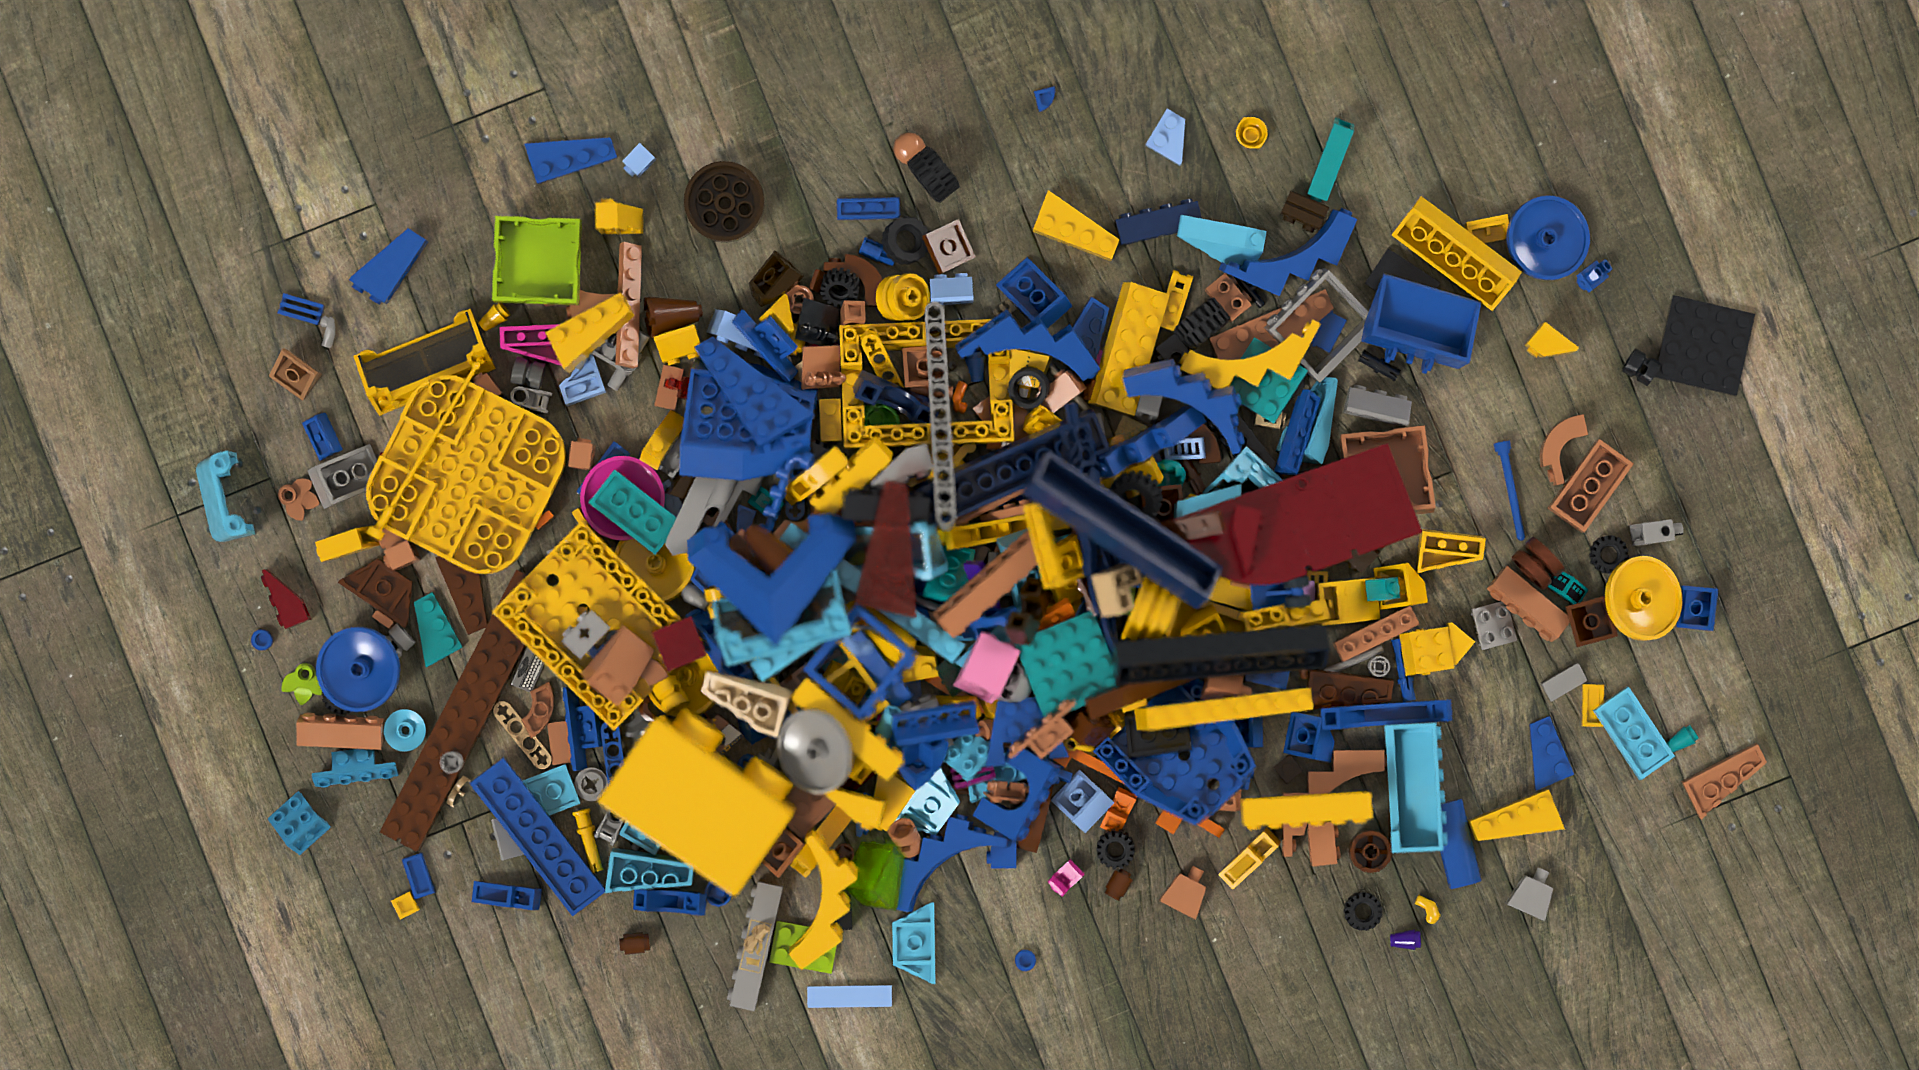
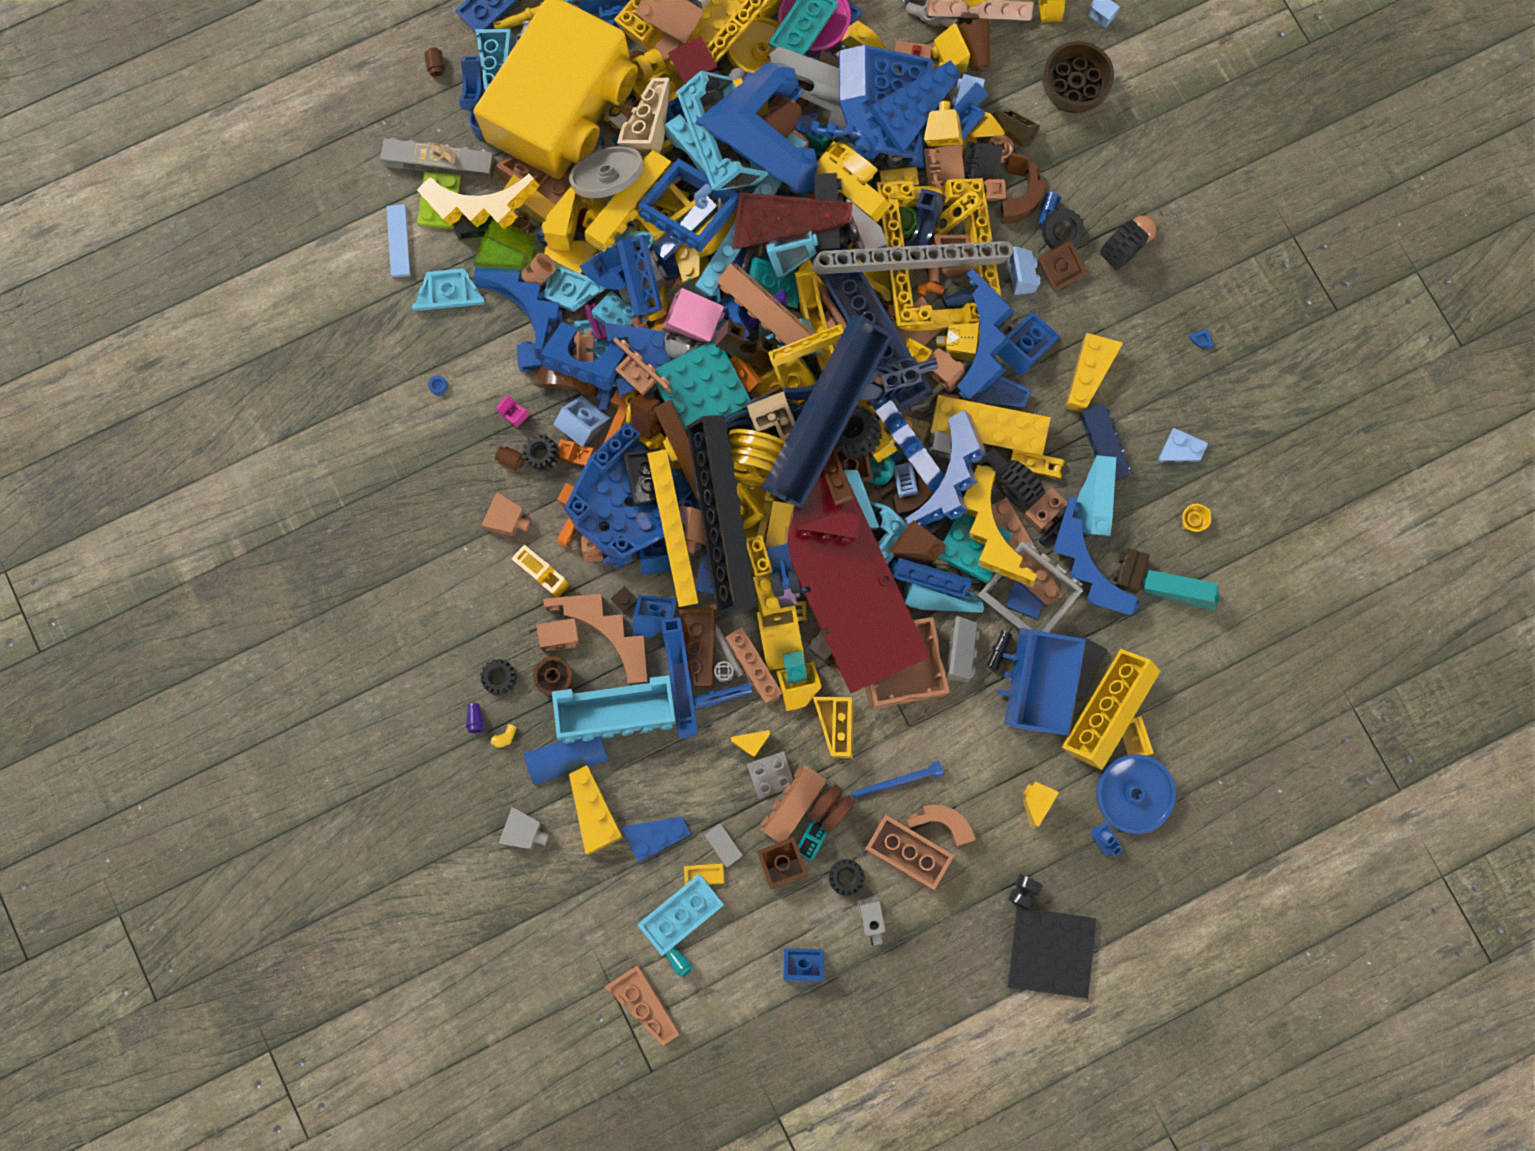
camera: 80 degrees right, 10 degrees down
(782, 364) = (943, 127): none -> yellow torso
(839, 278) = (1022, 181): black tyre -> none
(868, 208) = (1086, 199): blue tile -> none
(902, 297) = (1011, 217): yellow wheel -> none
(1020, 401) = (954, 348): black tyre -> none
(1263, 442) = (917, 545): none -> reddish brown slope
(1306, 808) = (587, 609): yellow brick -> none
(1426, 651) = (741, 712): yellow brick -> none
(1643, 598) = (808, 911): yellow dish -> none

